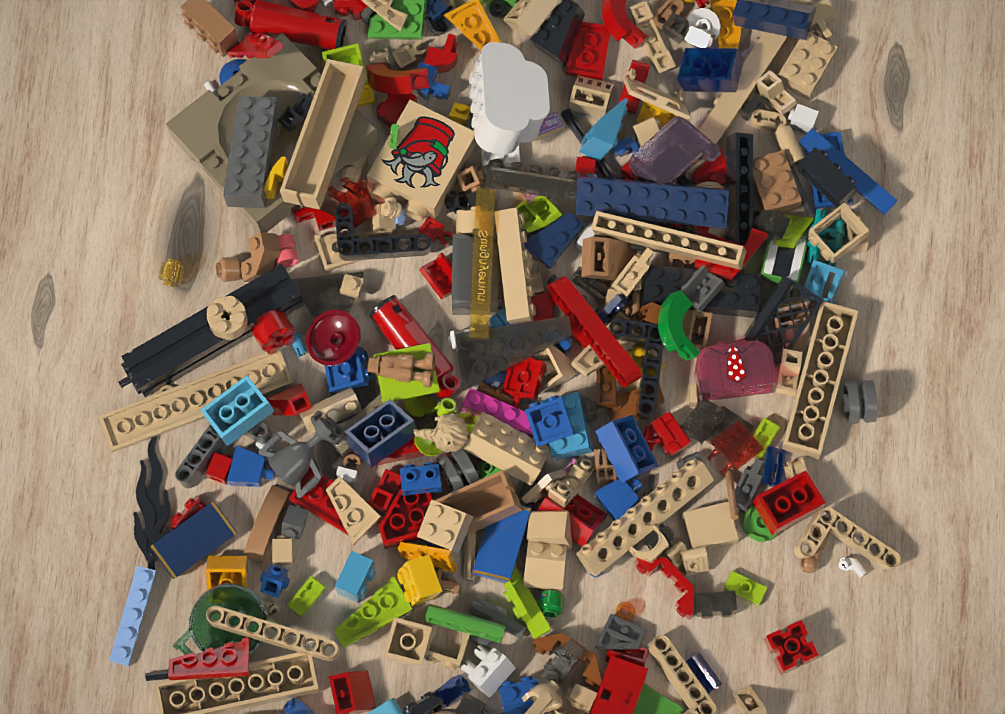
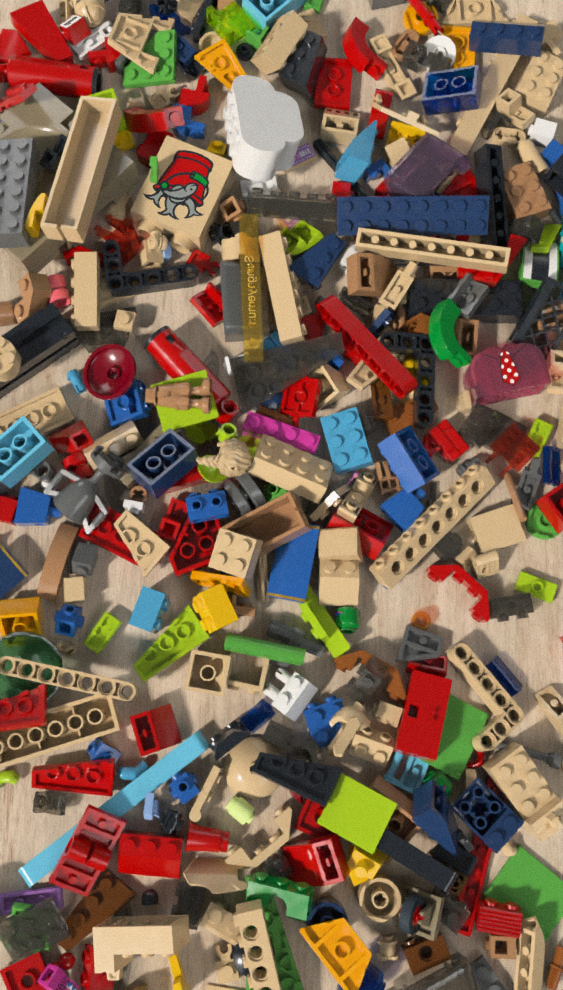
camera: 10 degrees left, 5 degrees up
(273, 331) = (49, 370): red brick -> none
(294, 427) = (77, 464): none -> red wheel
(315, 254) = (86, 291): none -> tan brick
(549, 420) = (331, 437): blue plate -> none
(652, 555) = (445, 564): tan helmet -> none

